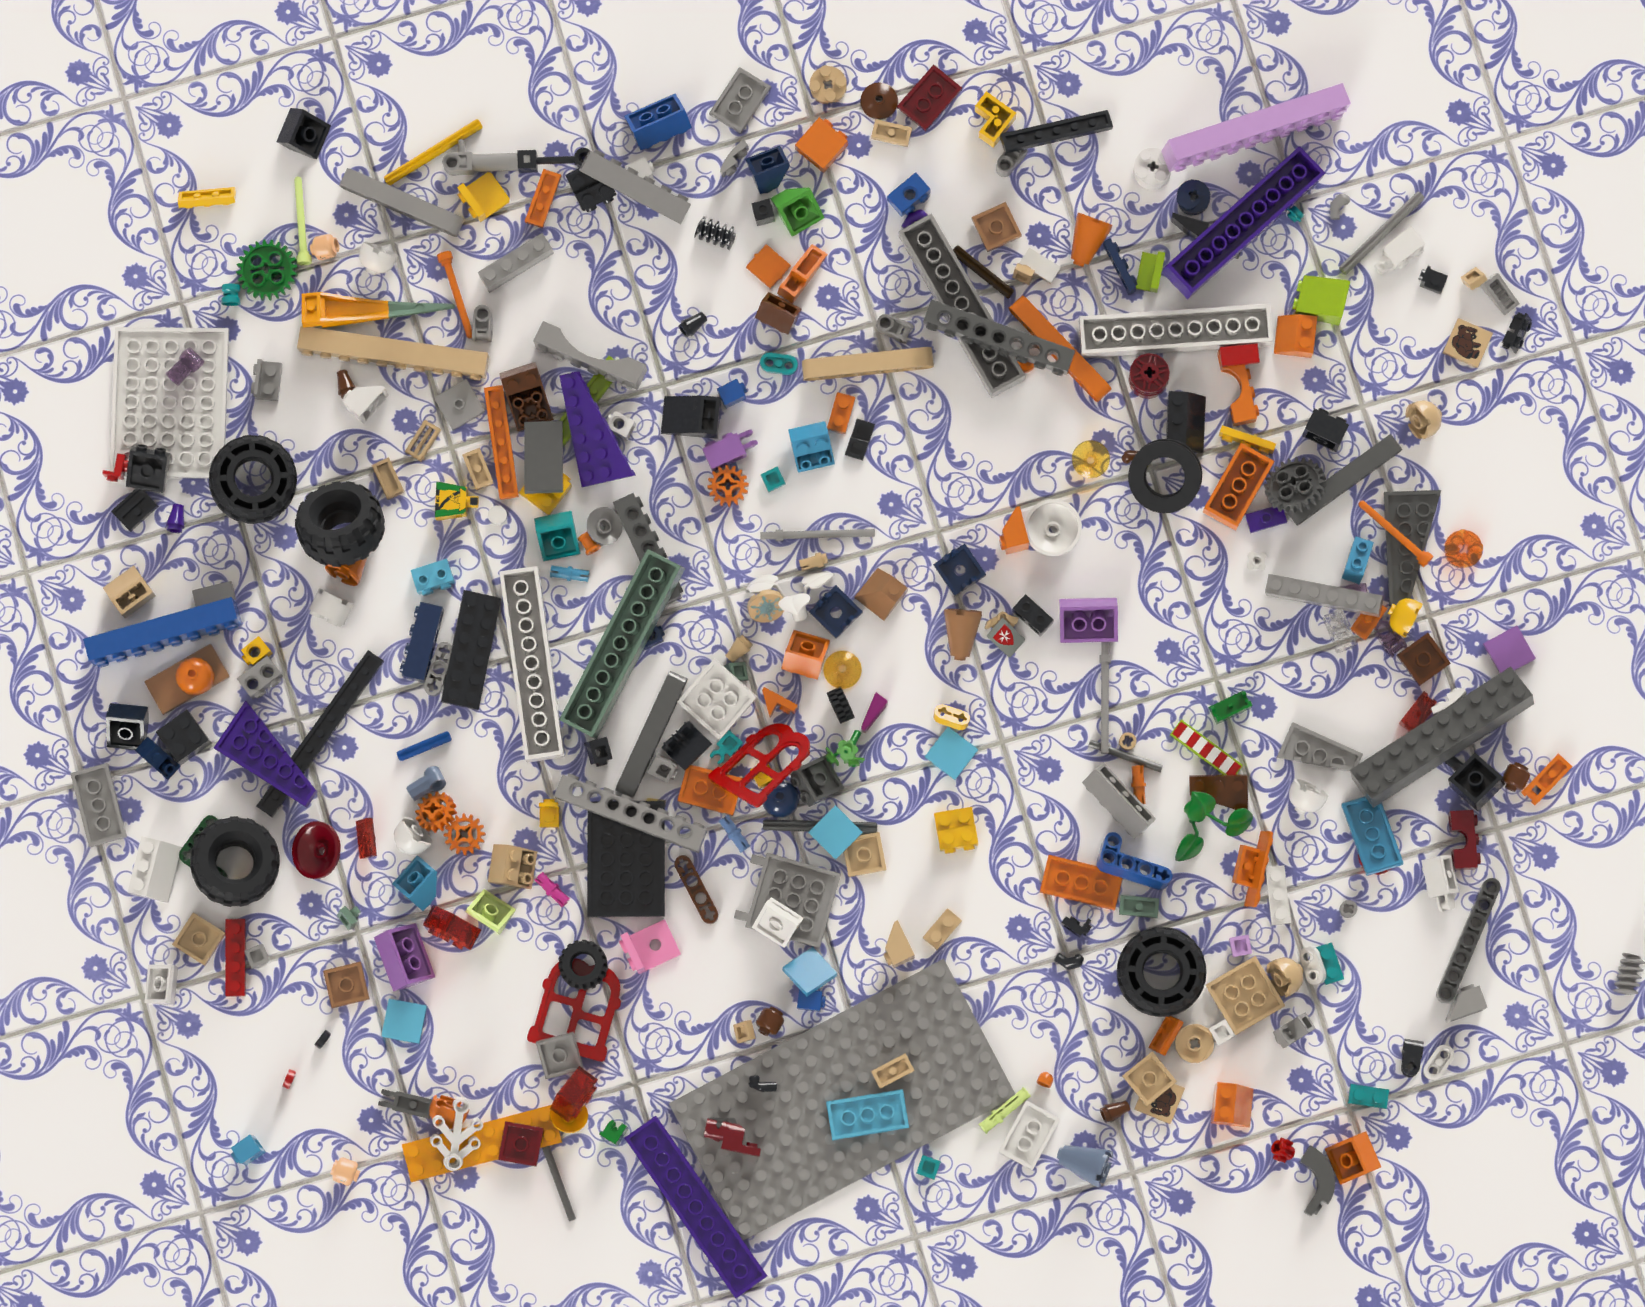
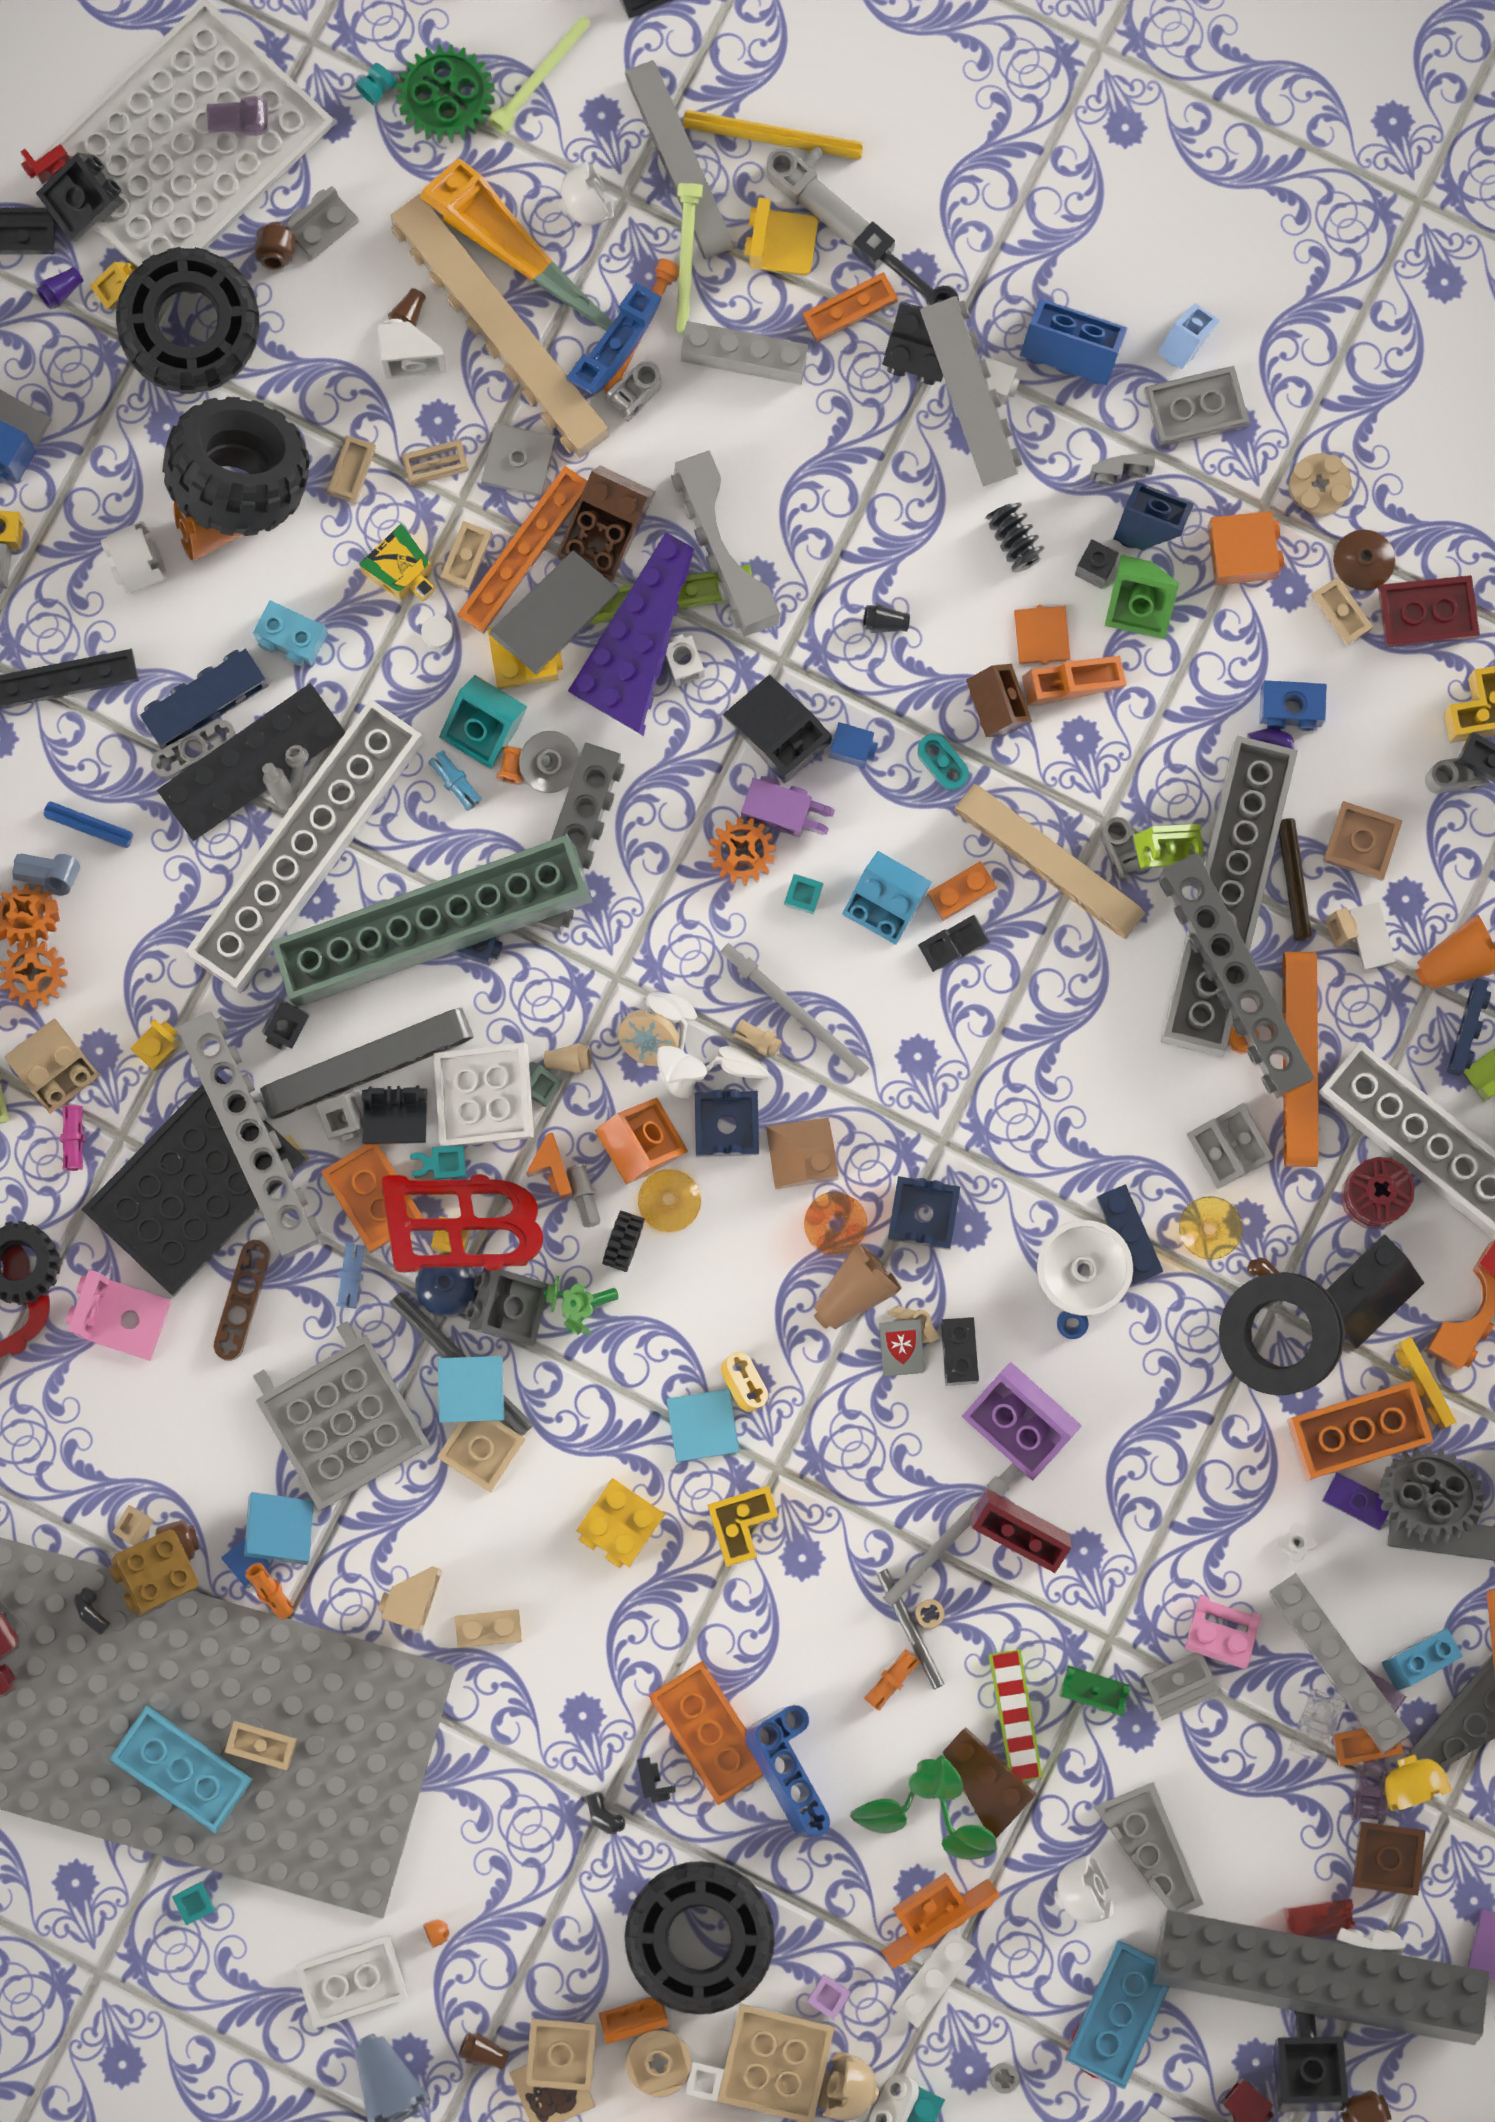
camera: 35 degrees right, 0 degrees up
(200, 493) = (111, 282): none -> yellow bracket
(256, 410) = (274, 245): none -> reddish brown head
(324, 247) = (538, 128): light nougat head -> none
(425, 214) = (689, 196): none -> yellowish green piece
(454, 310) = (618, 342): none -> blue slope
(493, 648) = (280, 788): none -> light grey plant
(707, 72) = (1187, 336): none -> light blue slope
(774, 1041) = (153, 1572): none -> pearl gold bracket
(777, 922) = (296, 1431): white bracket -> none
(803, 702) = (584, 1195): none -> light grey axle
(832, 1001) = (269, 1590): none -> orange pin
(876, 707) = (663, 1285): magenta slope -> none
(913, 308) = (1167, 844): none -> lime hinge
(920, 601) = (827, 1240): none -> clear orange plate
(1004, 779) = (734, 1516): none -> yellow brick
(1004, 1110) = (351, 1922): yellowish green pin -> none
(1014, 534) = (1029, 1231): orange slope -> none
(1047, 490) = (1125, 1220): none -> dark blue plate
(1065, 415) = (1230, 1145): none -> light grey slope
(1070, 563) = (1072, 1332): none -> blue plate
(1118, 800) = (848, 1676): light grey brick -> none
(1133, 667) = (1020, 1531): none -> dark red brick
(1139, 906) = (751, 1829): sand green plate -> none
(1263, 634) = (1219, 1640): none -> bright pink plate
(1265, 669) = (1180, 1685): none -> light grey plate

